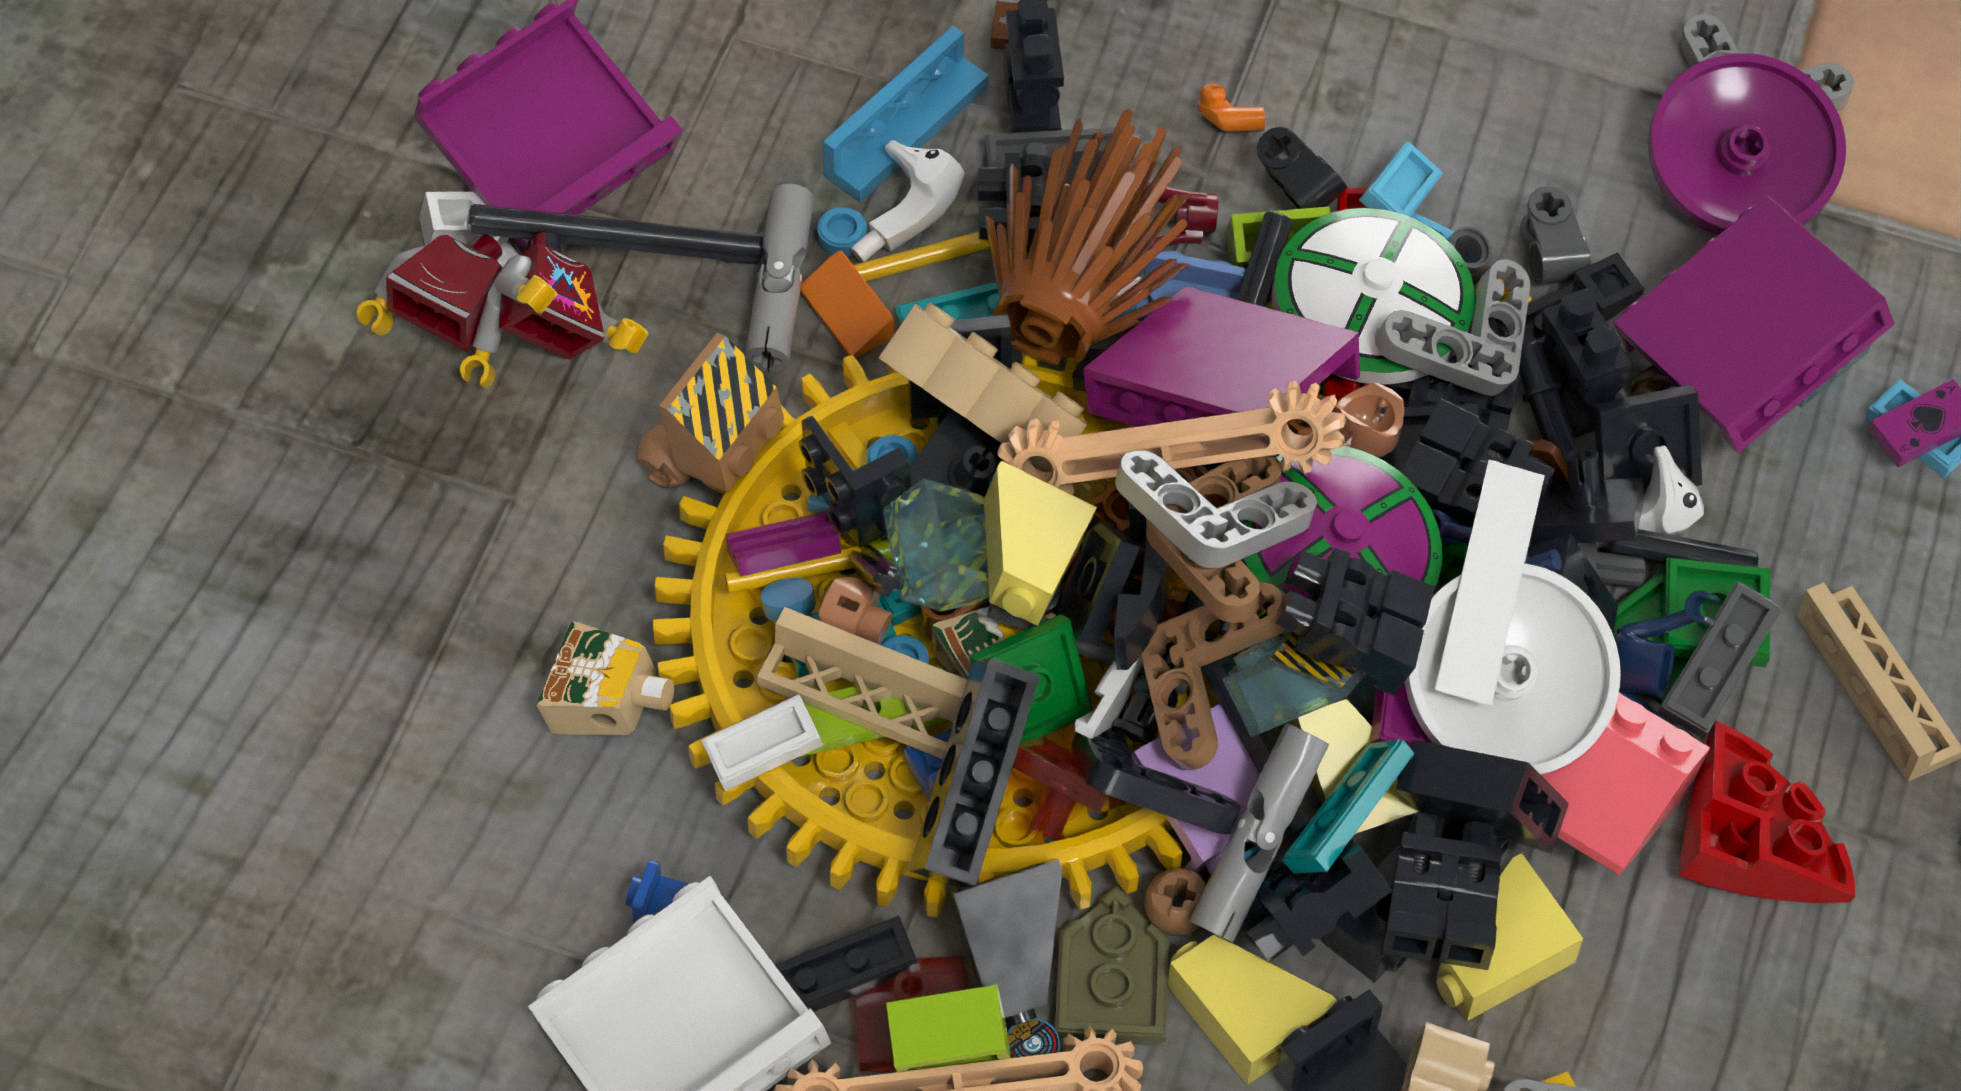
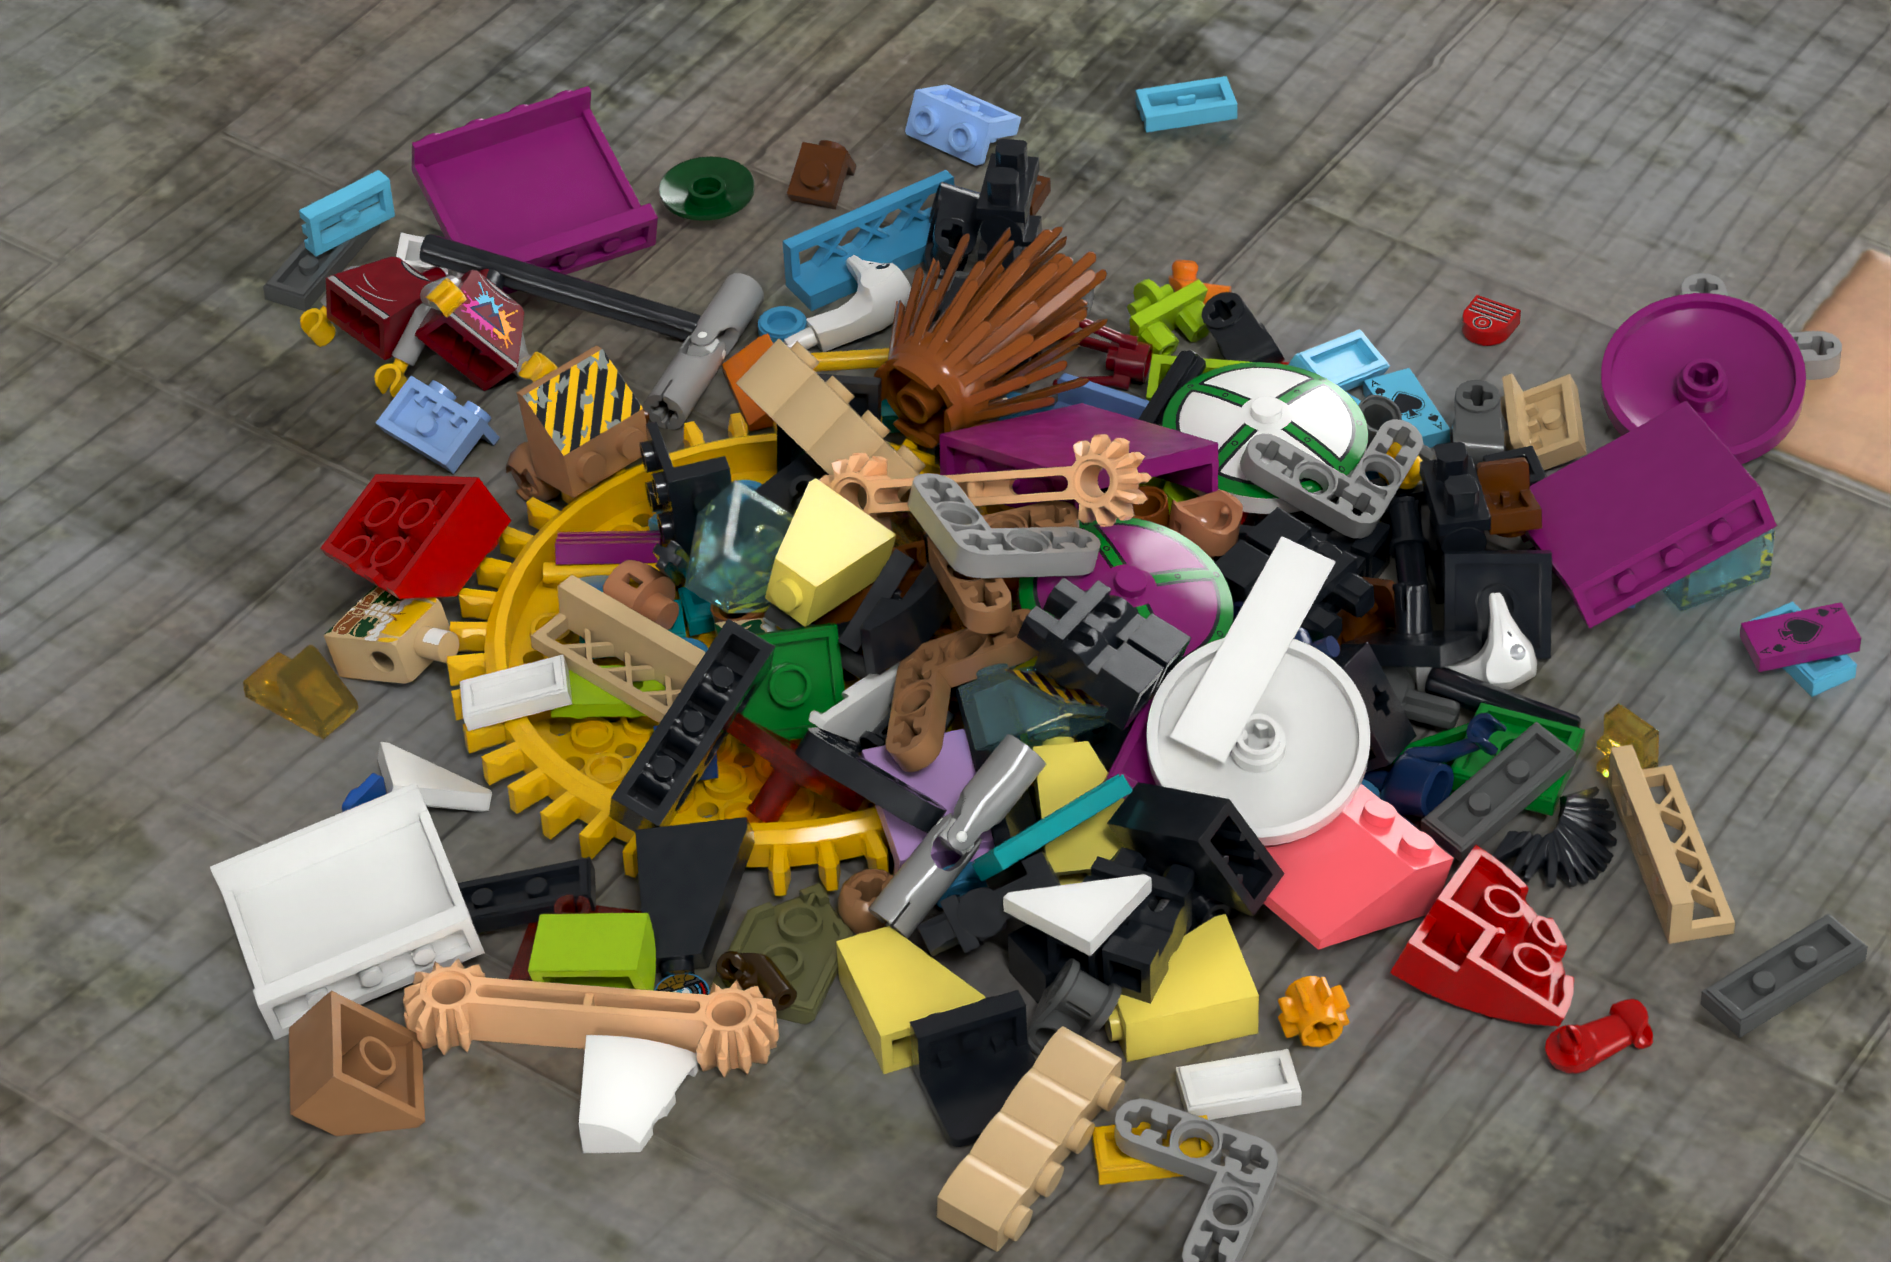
camera: 20 degrees right, 15 degrees down
(343, 226) = (303, 275): none -> dark grey tile
(363, 179) = (346, 206): none -> medium azure tile
(526, 765) = (302, 691): none -> clear yellow slope
(542, 418) = (435, 424): none -> light blue bracket
(589, 573) = (418, 533): none -> red wedge
(691, 851) = (437, 785): none -> white tile
(708, 65) = (706, 188): none -> dark green dish
(817, 40) = (820, 174): none -> reddish brown bracket
(977, 89) = (951, 218): none -> black piece
(1104, 1010) = (759, 971): none -> dark brown arm
(1200, 144) = (1162, 310): none -> lime hips
(1413, 904) = (1080, 912): none -> white tile
(1417, 991) = (1072, 1002): none -> dark grey piece
(1464, 205) = (1413, 403): none -> medium azure tile
(1515, 102) = (1489, 321): none -> red tile
(1581, 1029) = (1239, 1085): none -> white tile
(1613, 215) = (1545, 419): none -> tan bracket
(1630, 937) = (1313, 1011): none -> light orange gear
(1639, 336) = (1509, 497): none -> reddish brown bracket
(1791, 694) = (1572, 849): none -> black hair
(1806, 568) = (1623, 729): none -> clear yellow tile
(1880, 911) = (1583, 1046): none -> red piece

